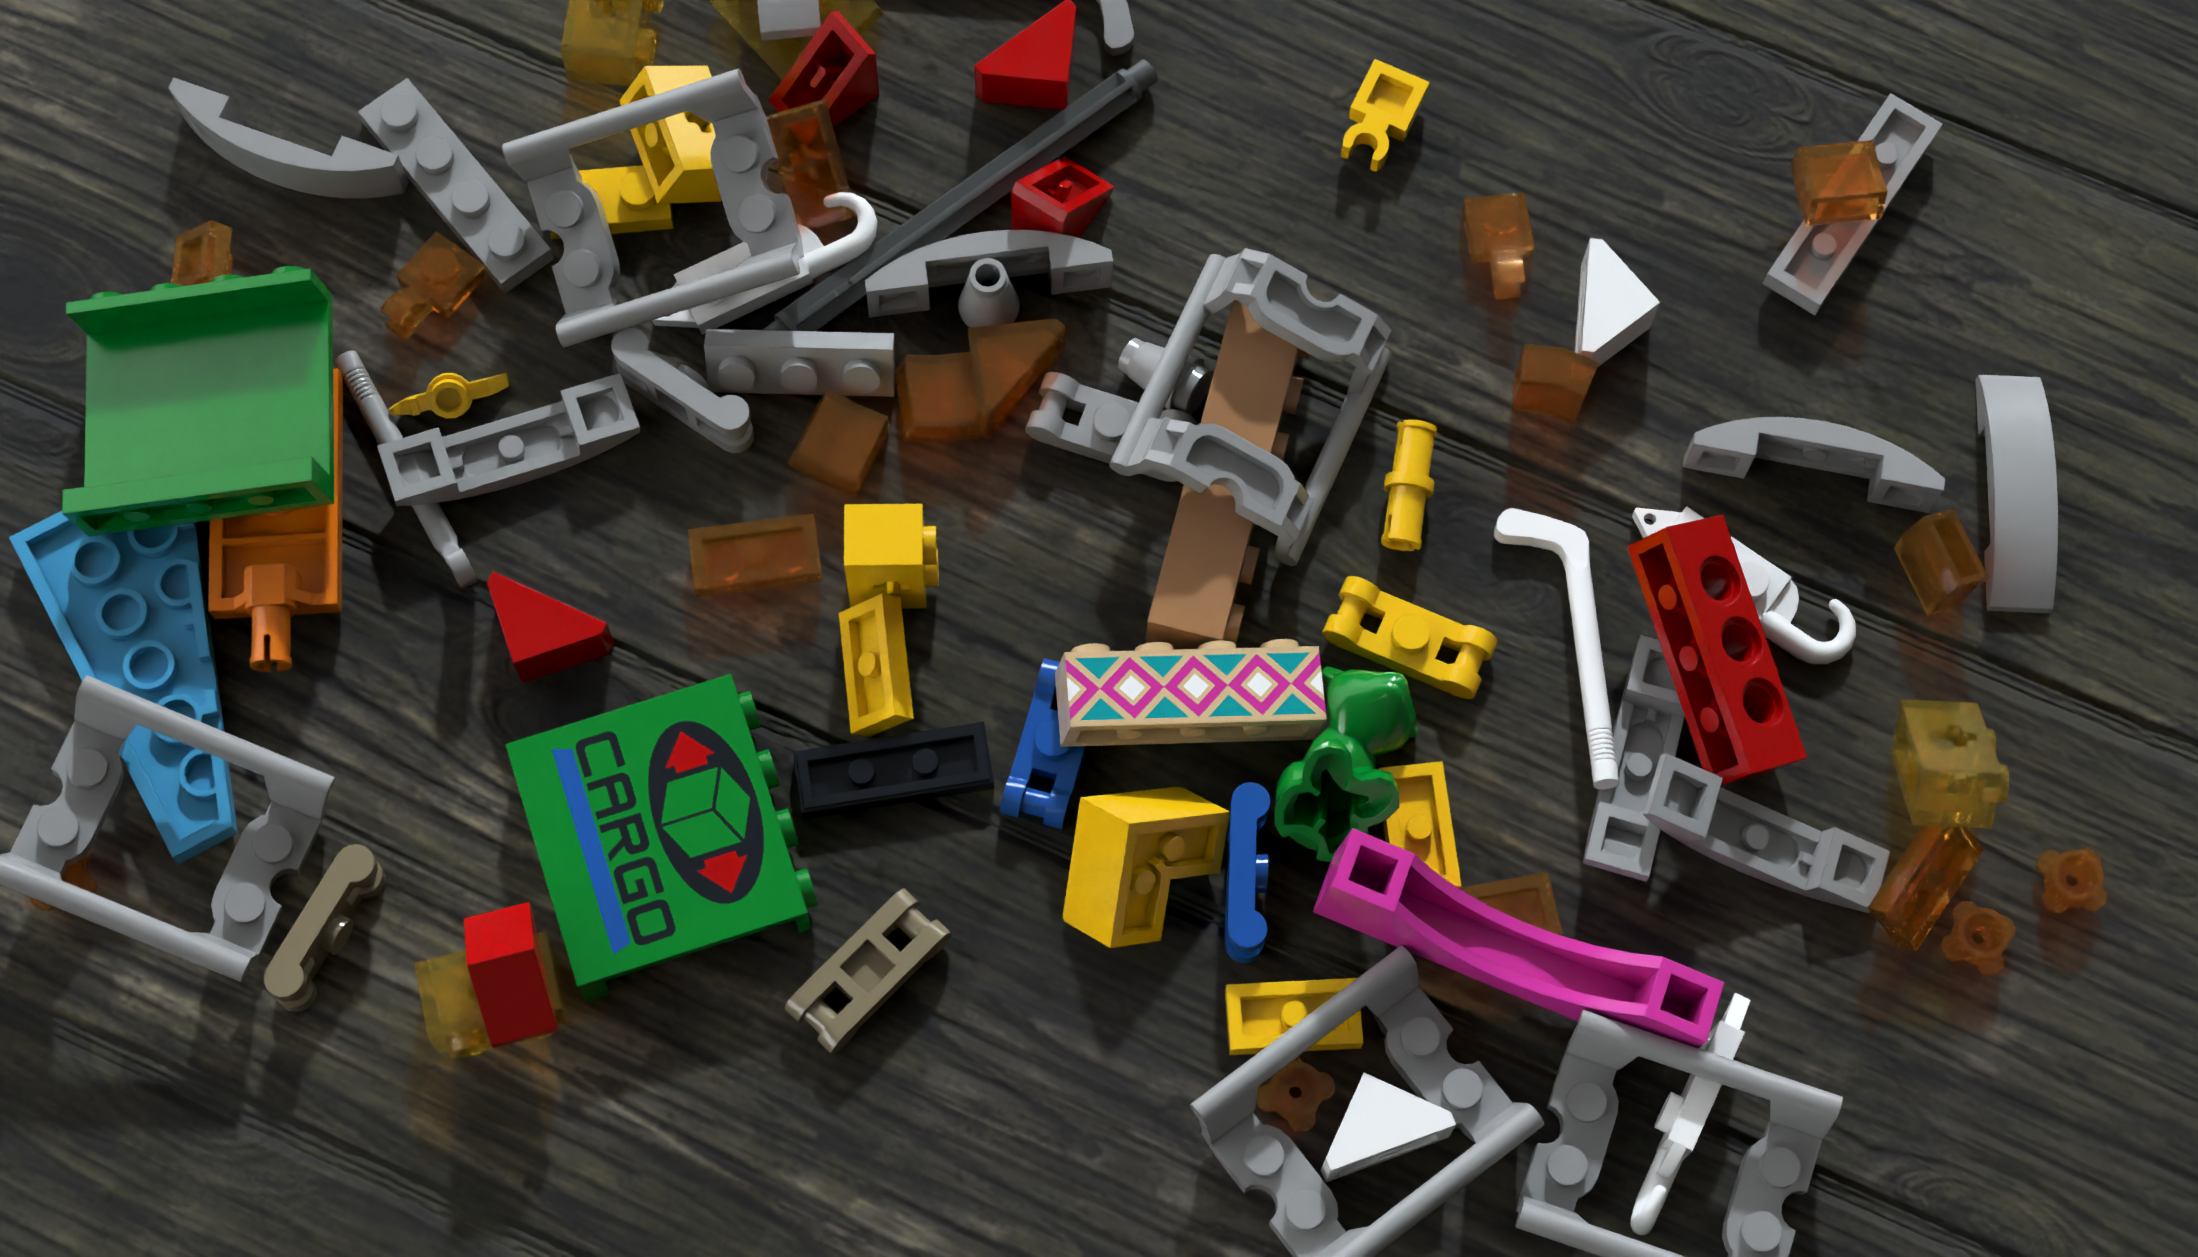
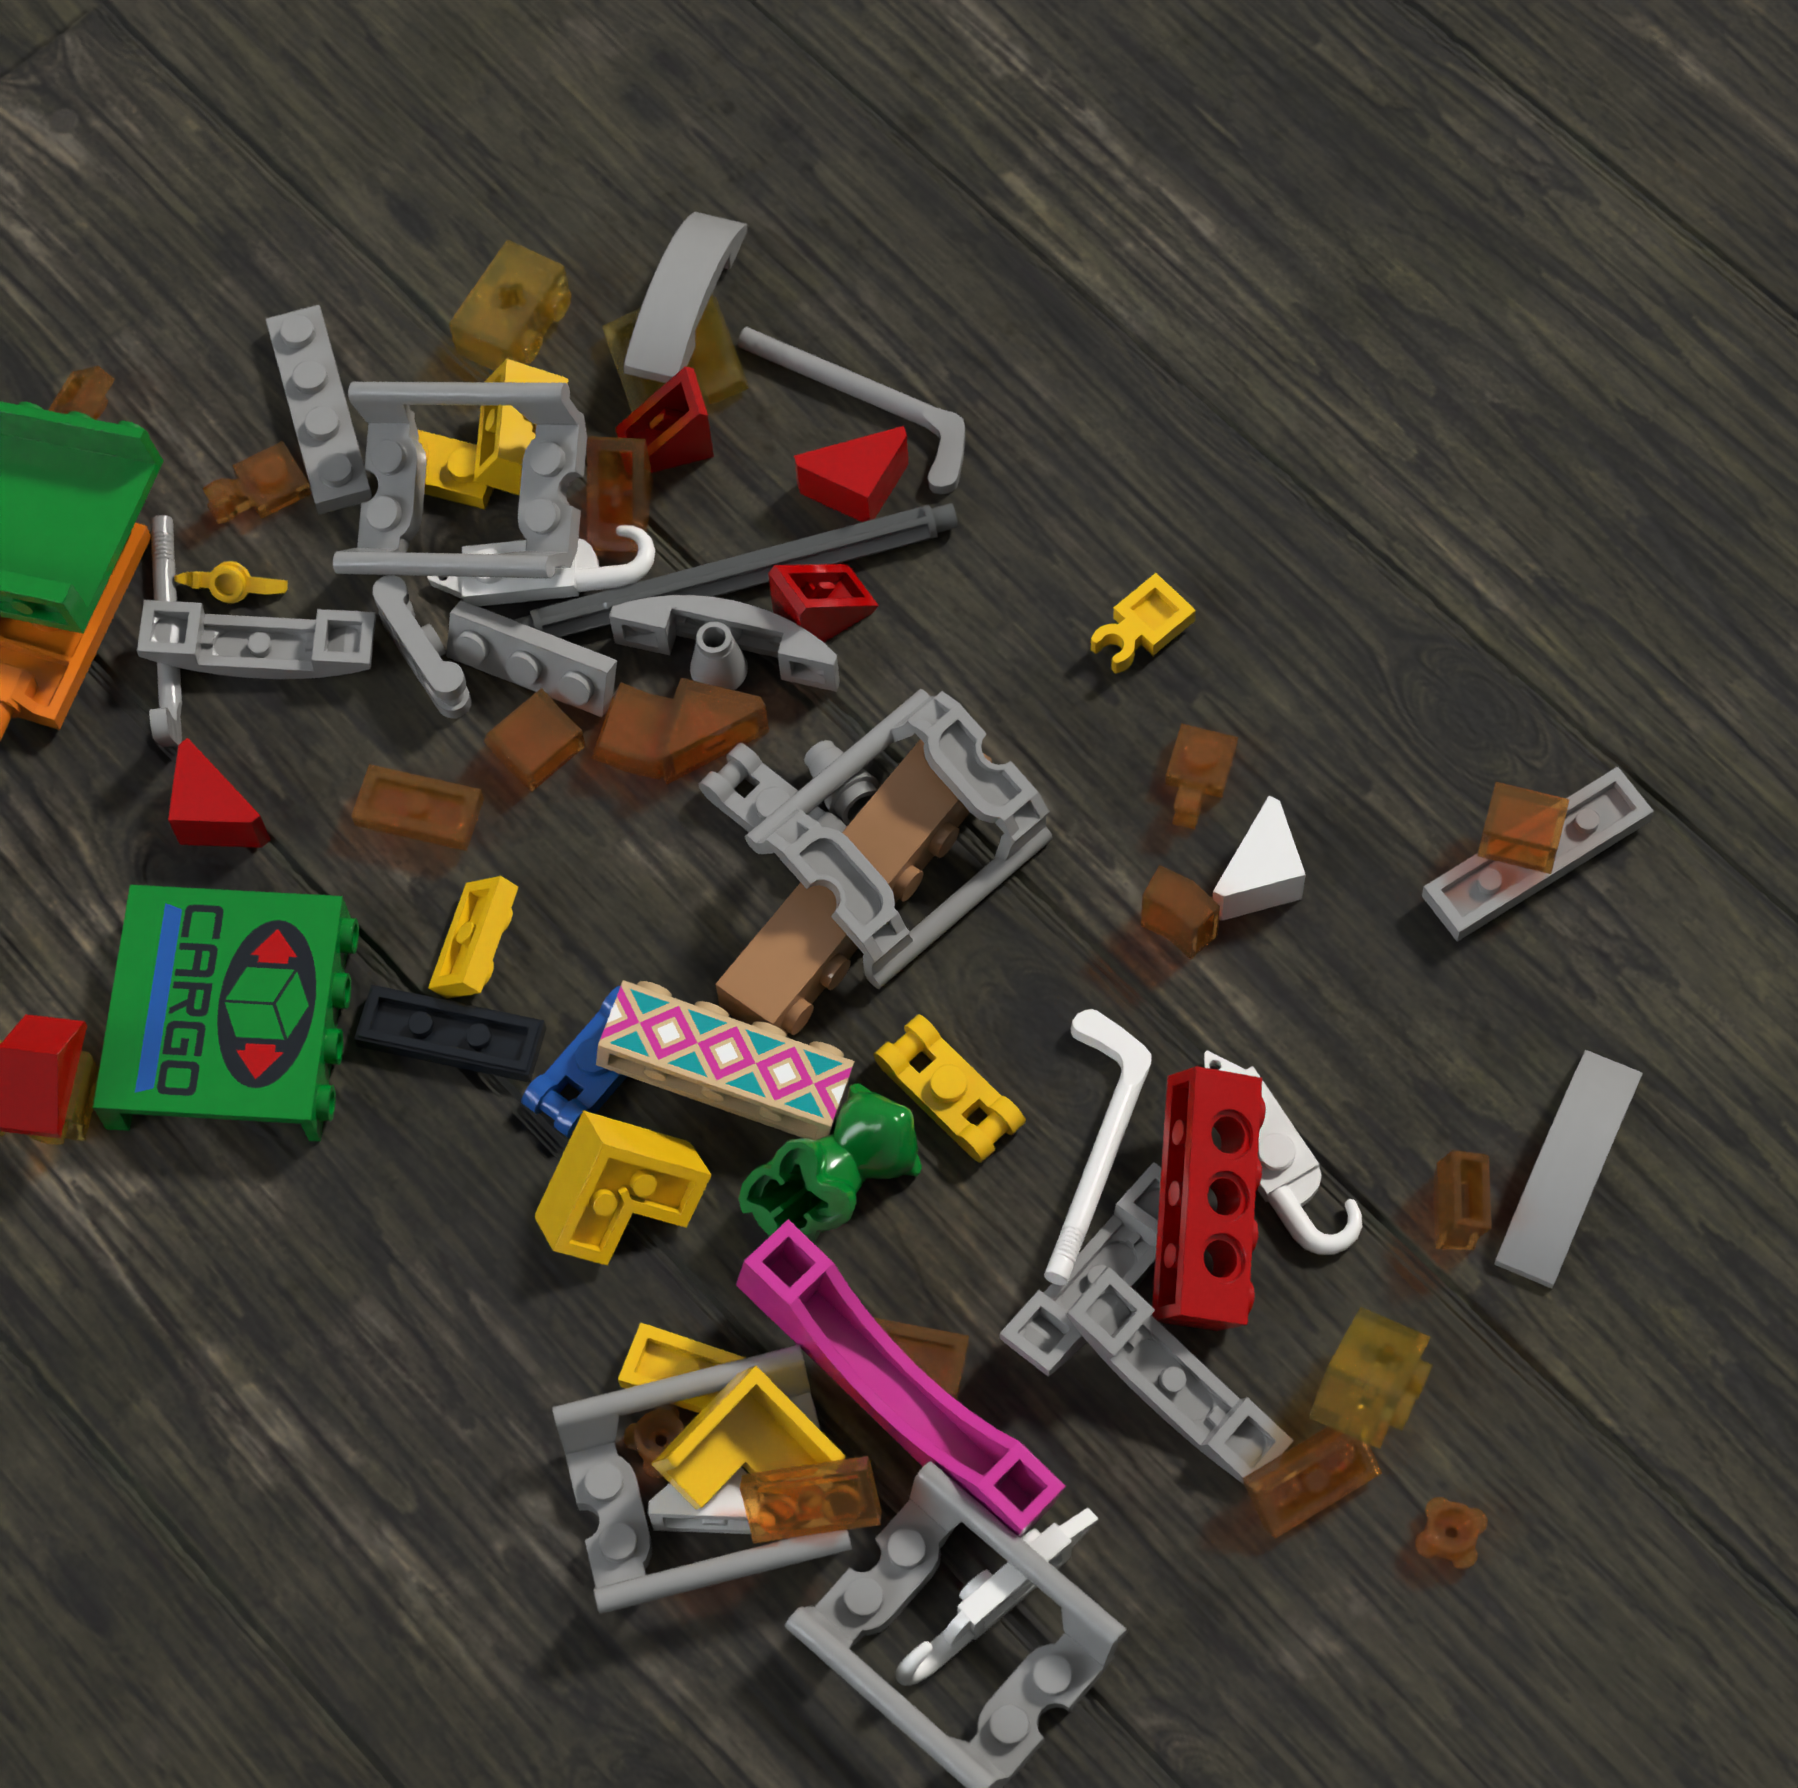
camera: 30 degrees right, 5 degrees down
(351, 171) = (232, 365): light grey slope -> none
(867, 970) = (346, 1192): dark tan plate -> none
(889, 553) = (521, 843): yellow brick -> none
(1245, 873) = (702, 1234): blue plate -> none
(1400, 1046) = (746, 1427): none -> yellow panel
(1409, 485) = (1010, 955): yellow pin -> none
(1424, 818) = (879, 1249): yellow plate -> none
(1490, 1093) = (810, 1499): none -> clear orange plate
(1894, 473) = (1322, 1026): light grey slope -> none
(1993, 927) = (1342, 1531): clear orange plate -> none

